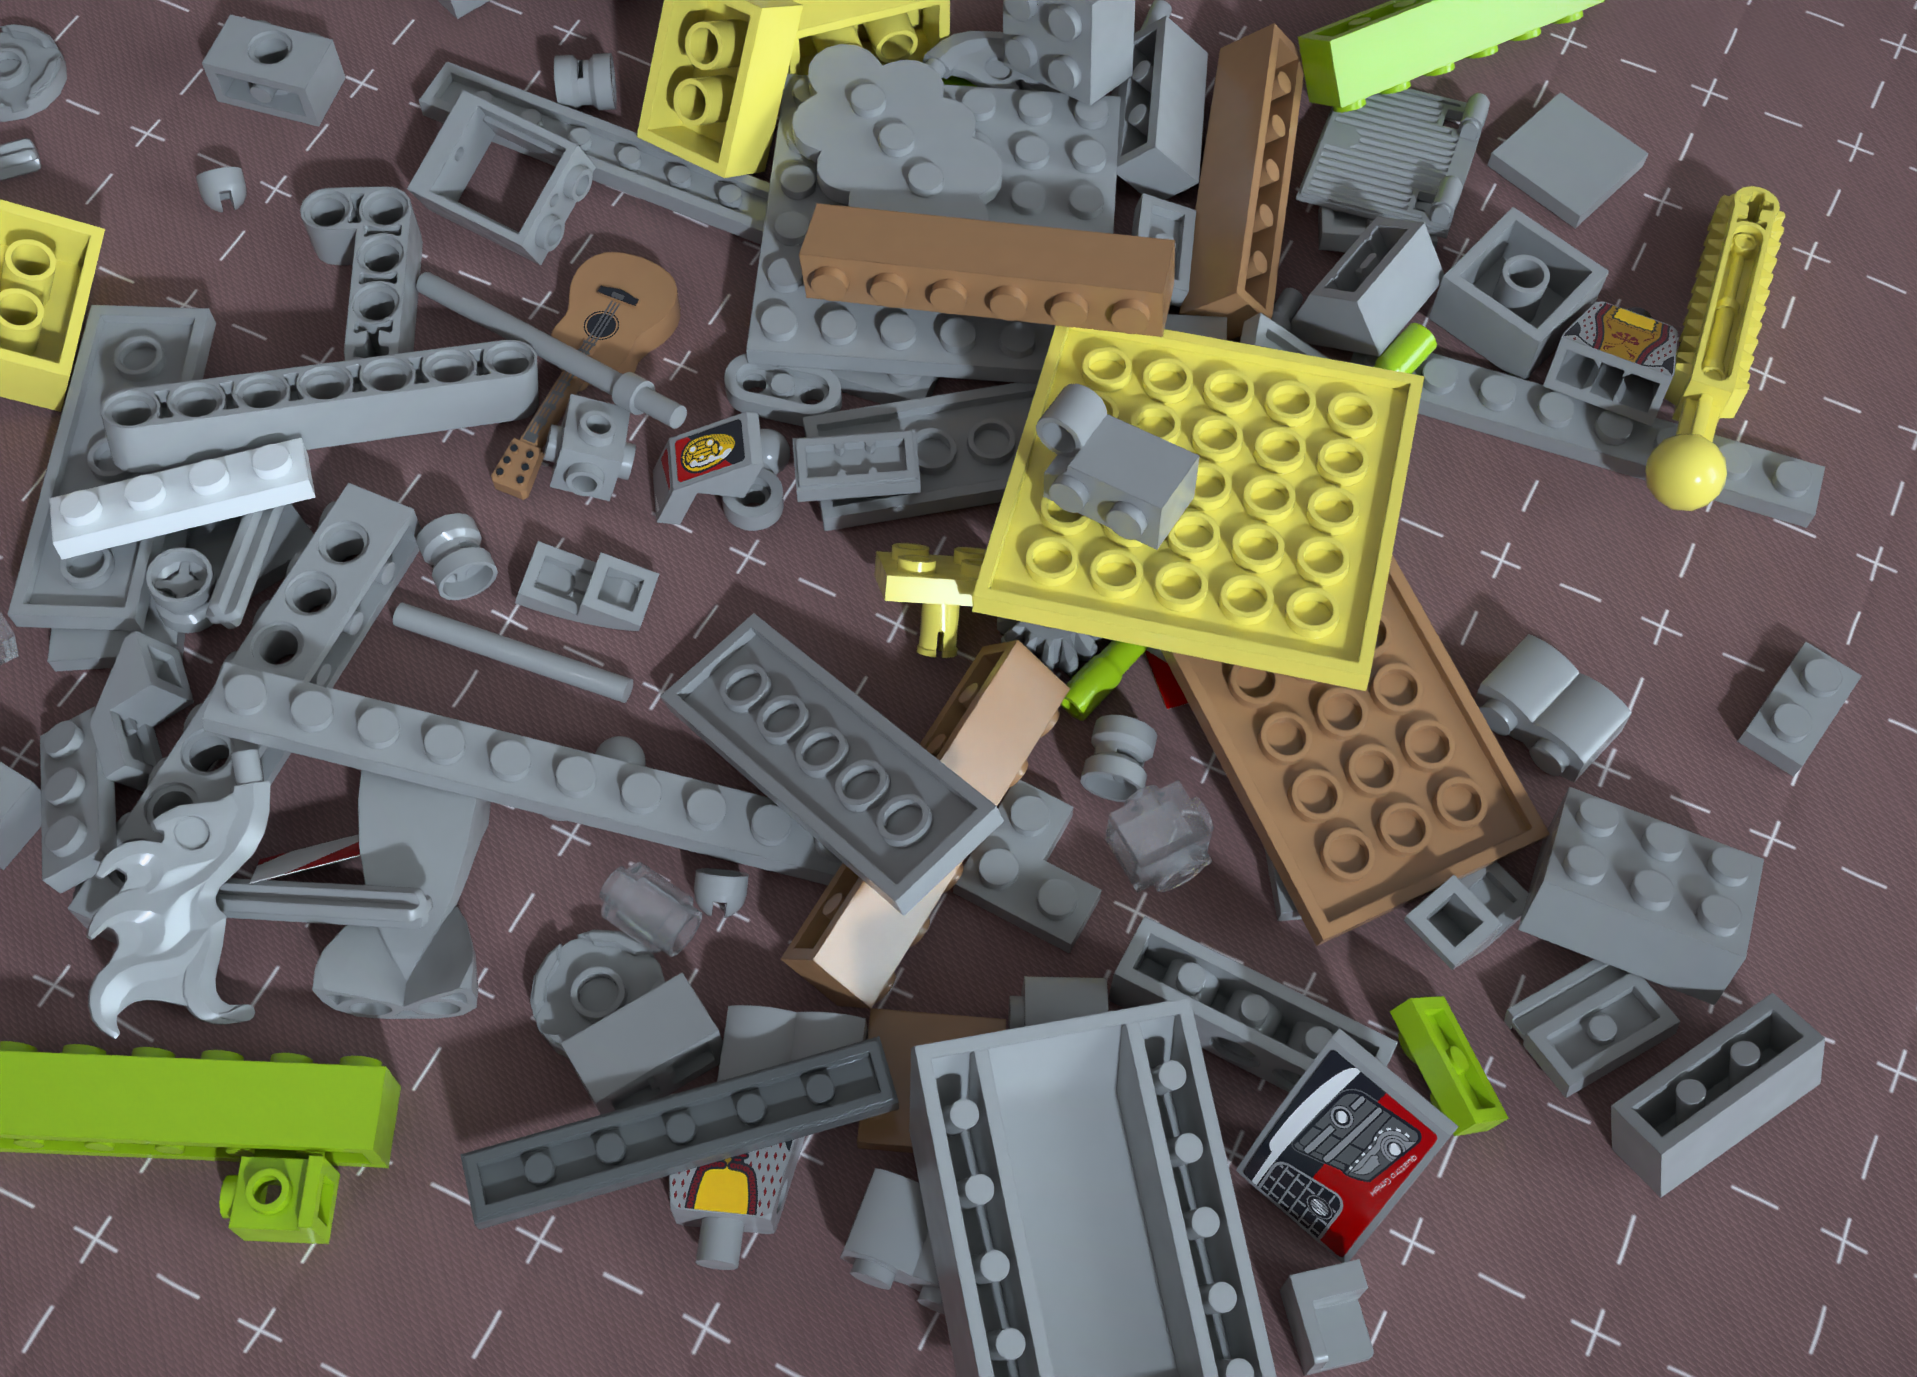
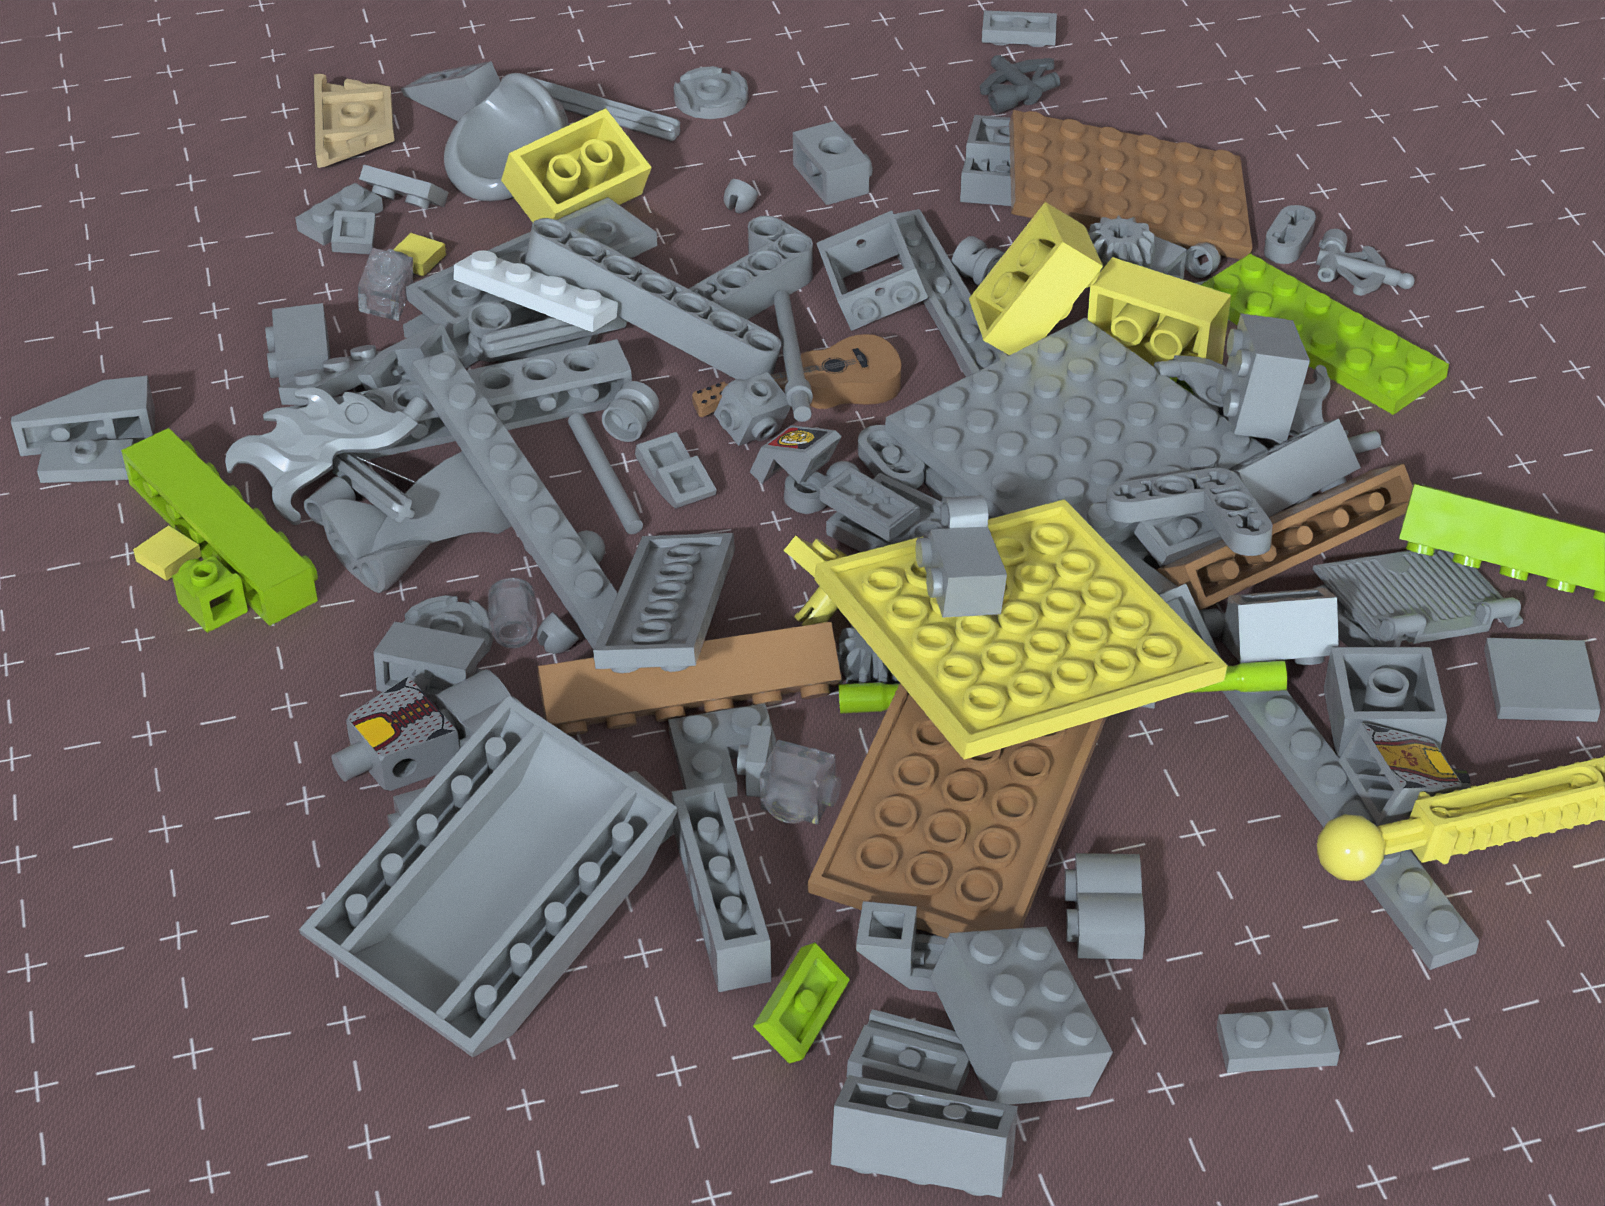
camera: 50 degrees right, 20 degrees down
(154, 1196) = (166, 552): none -> light yellow tile
(263, 958) = (335, 489): none -> light grey hinge
(678, 1132) = (374, 681): dark grey tile -> none
(893, 138) = (1086, 382): light grey plate -> none
(989, 269) = (1047, 451): medium nougat brick -> none
(1095, 849) = (754, 756): none -> light grey plate
(1119, 757) = (830, 733): light grey wheel -> none
(1250, 210) = (1211, 491): none -> light grey beam
(1328, 1316) = (578, 1045): light grey panel -> none
(1345, 1146) = (672, 958): slope -> none

